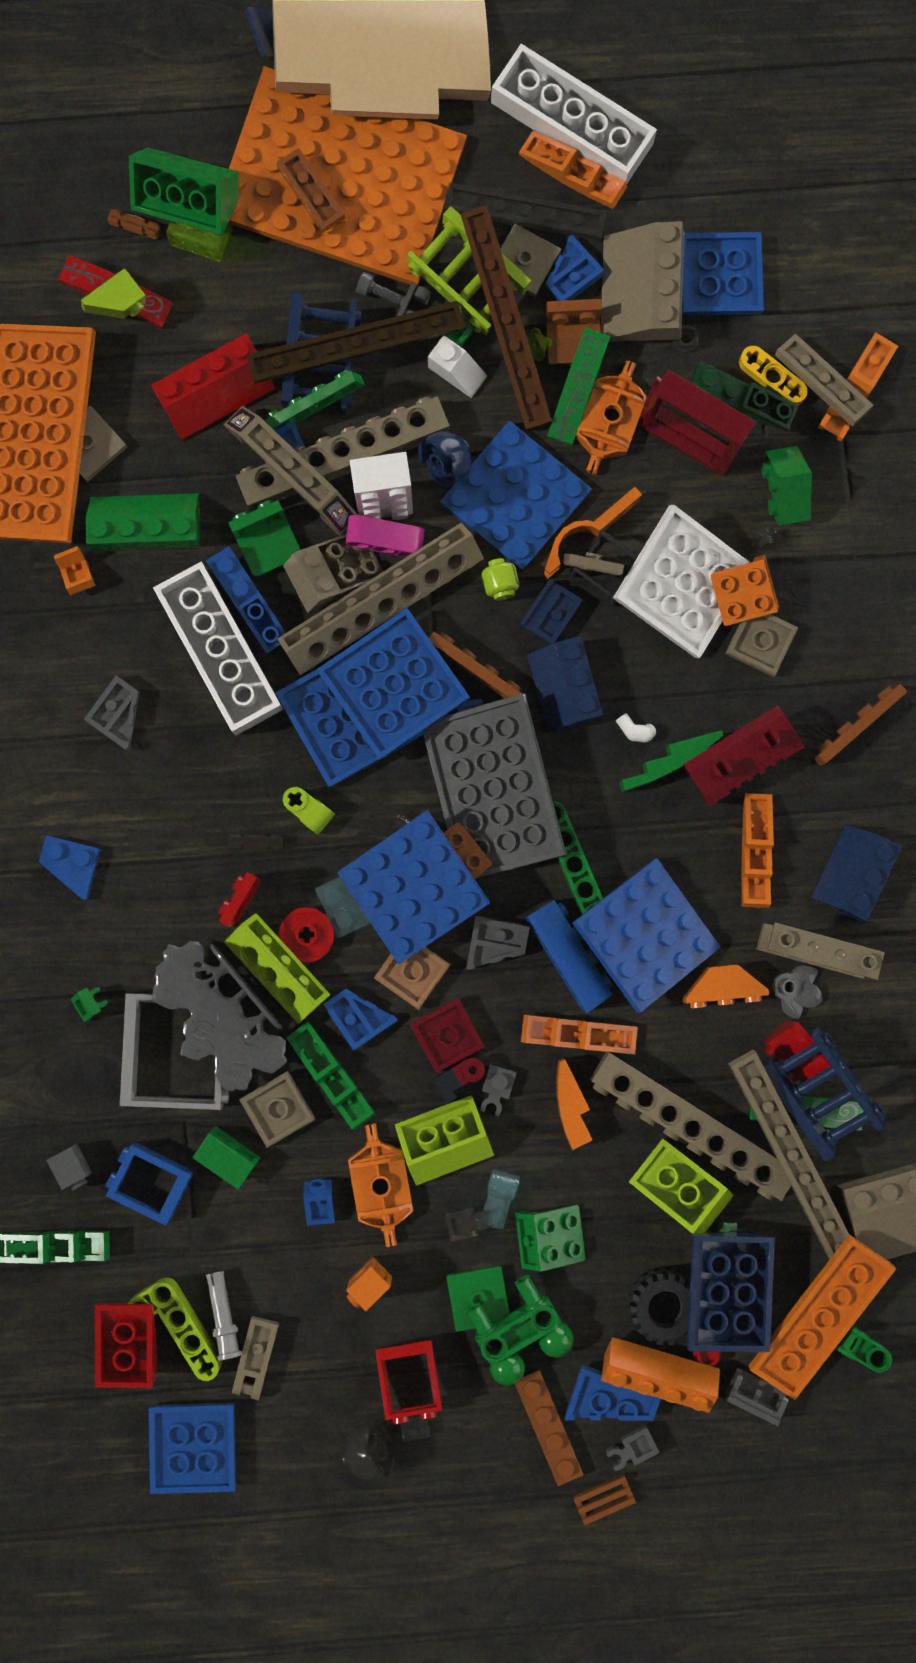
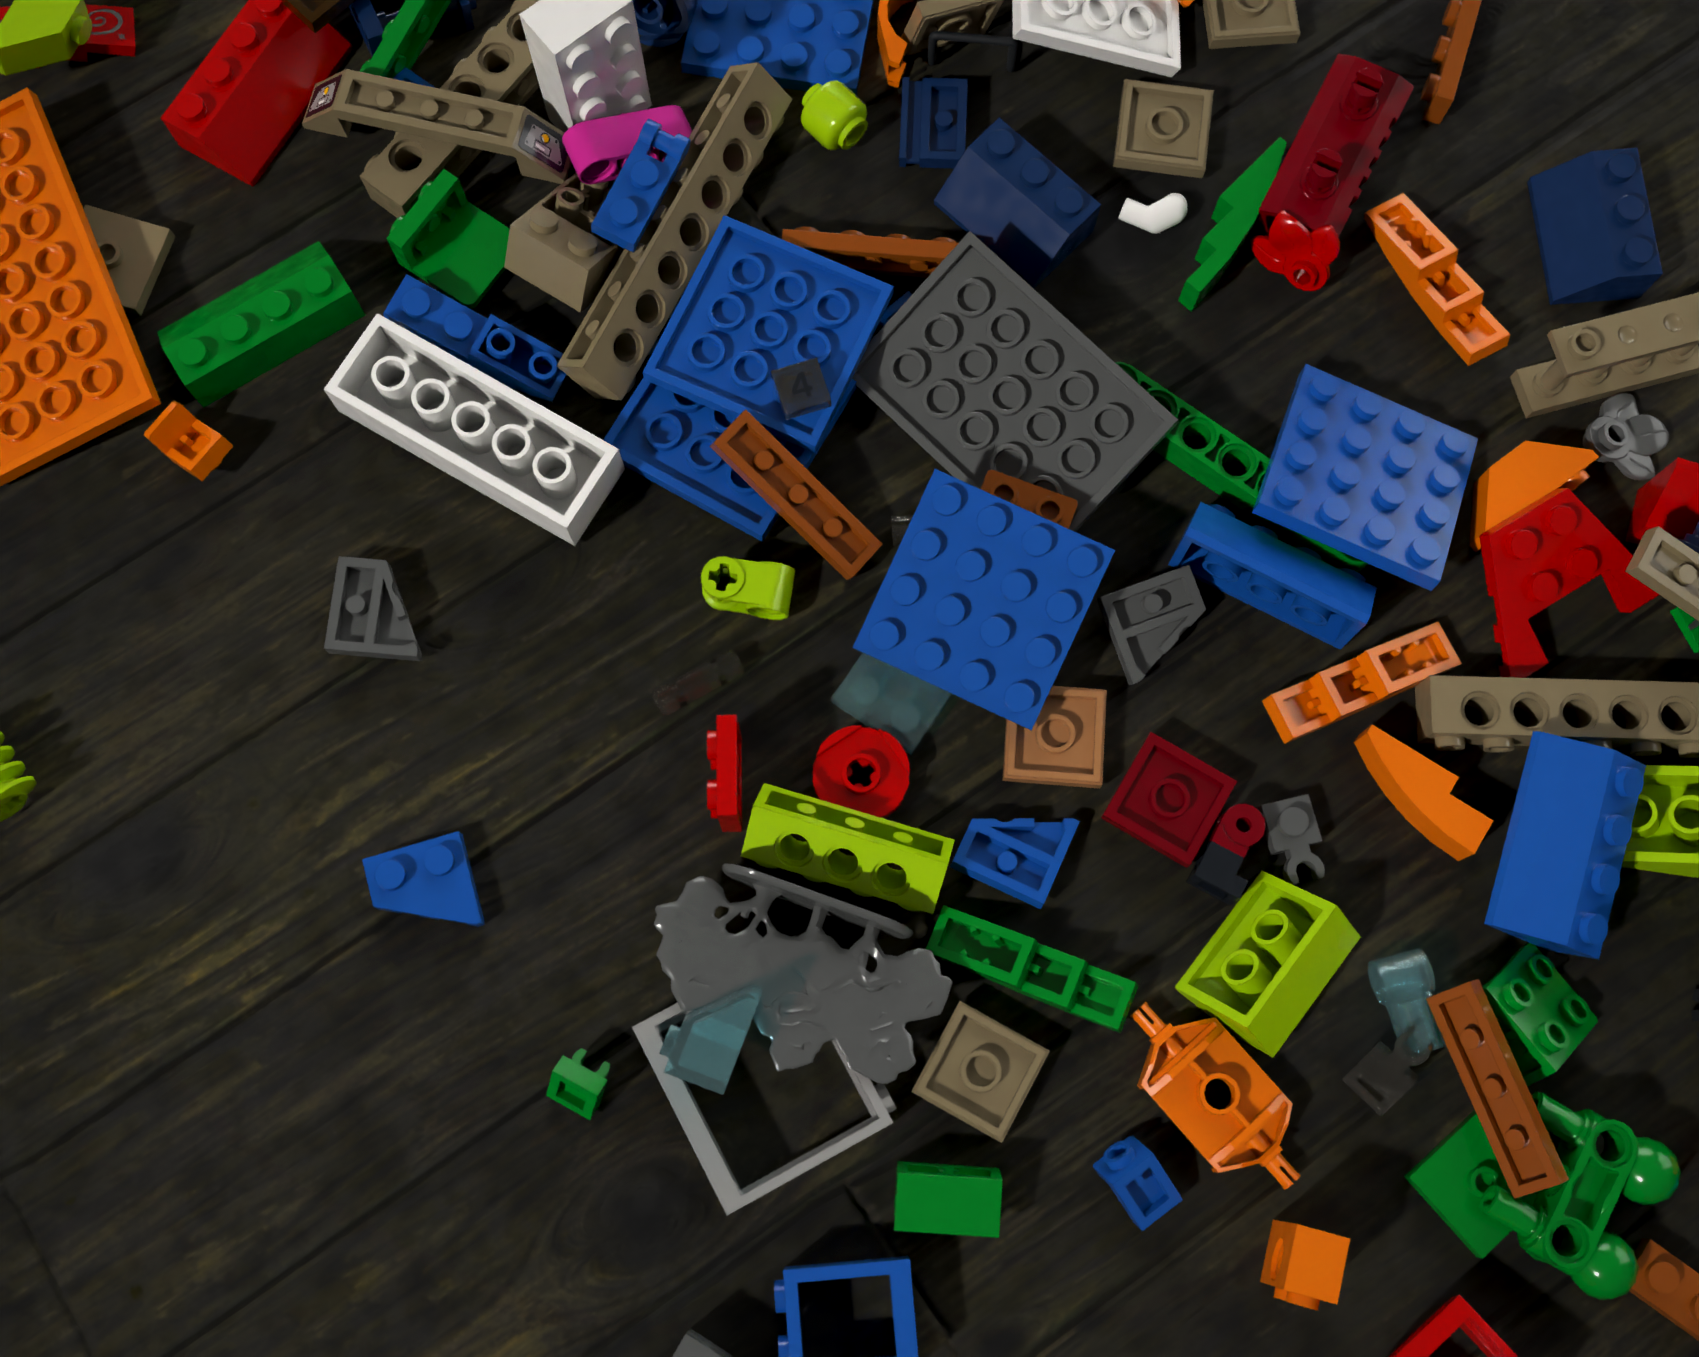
camera: 25 degrees left, 10 degrees down
(156, 1023) = (711, 1040): none -> clear light blue slope
(356, 777) = (796, 495): none -> dark orange plate
(371, 569) = (640, 187): none -> blue plate
(388, 726) = (801, 388): none -> clear smoke tile
(508, 1262) = (1497, 1089): none -> dark orange plate
(617, 1172) = (1565, 845): none -> blue slope
(669, 685) = (1163, 128): none -> dark tan plate
(693, 803) = (1297, 252): none -> red plate
(702, 1028) = (1542, 558): none -> red wing

